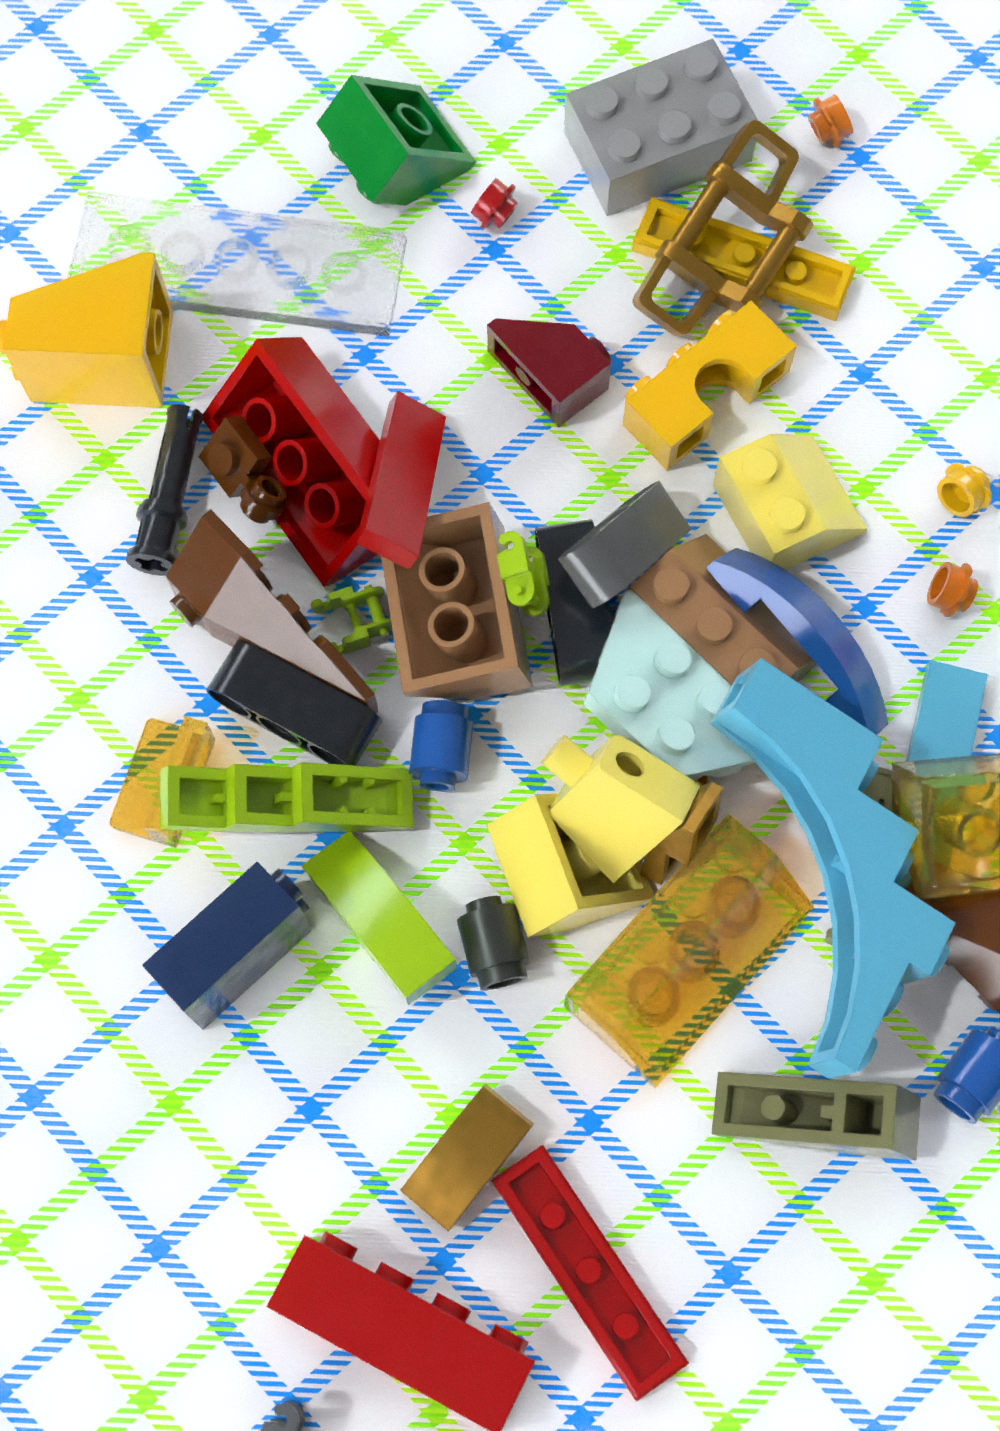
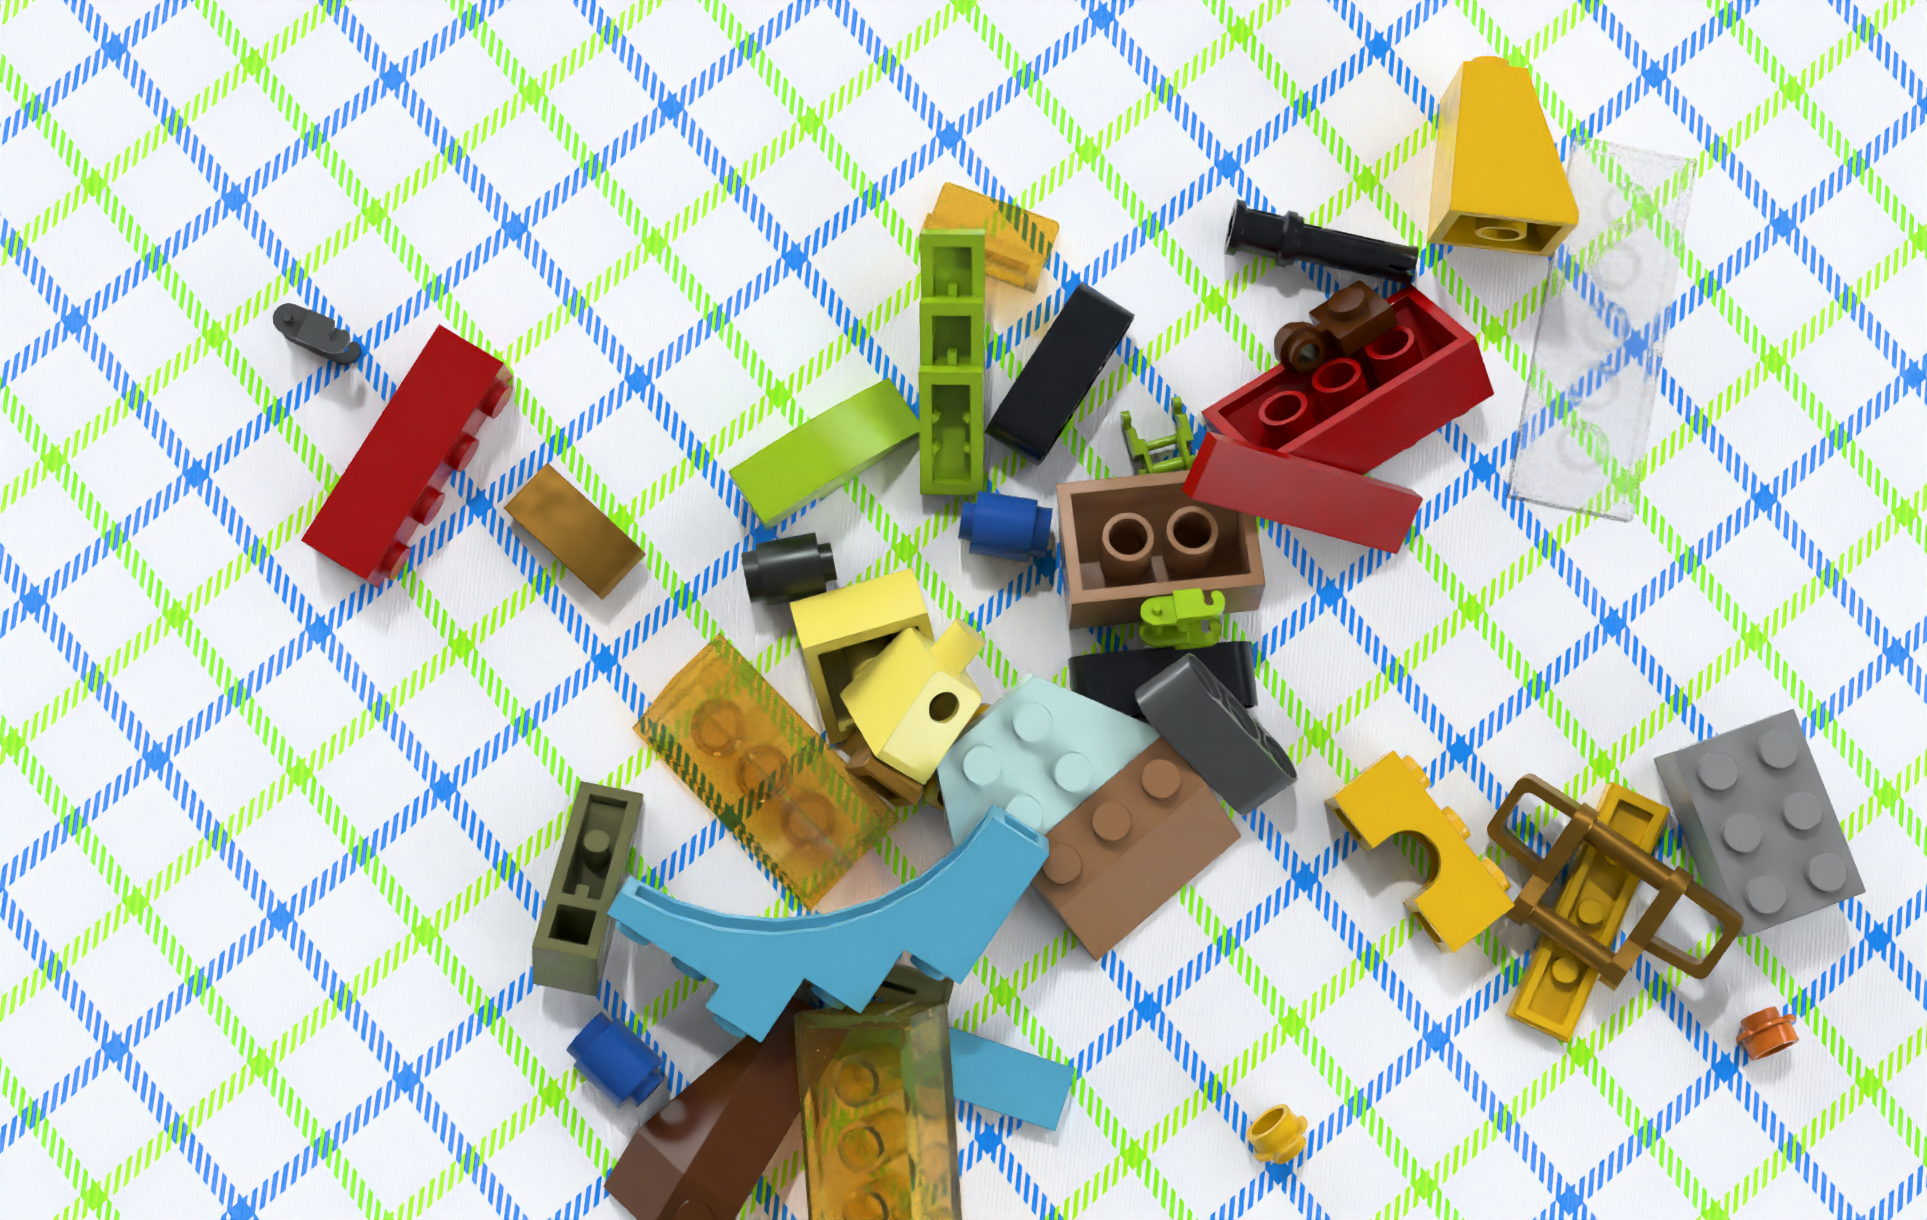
camera: 85 degrees right, 10 degrees up
(228, 594) = (1181, 313): wedge -> none
(231, 943) = (796, 297): dark blue brick -> none
(392, 140) = (1752, 511): green slope -> none
(495, 204) = (1664, 625): red plate -> none
(551, 364) = (1452, 677): dark red slope -> none
(590, 1273) = (455, 646): red tile -> none
(786, 499) = (1274, 932): light yellow slope -> none
(813, 625) = (1108, 935): blue slope -> none
(952, 588) = (1157, 1105): orange plate -> none

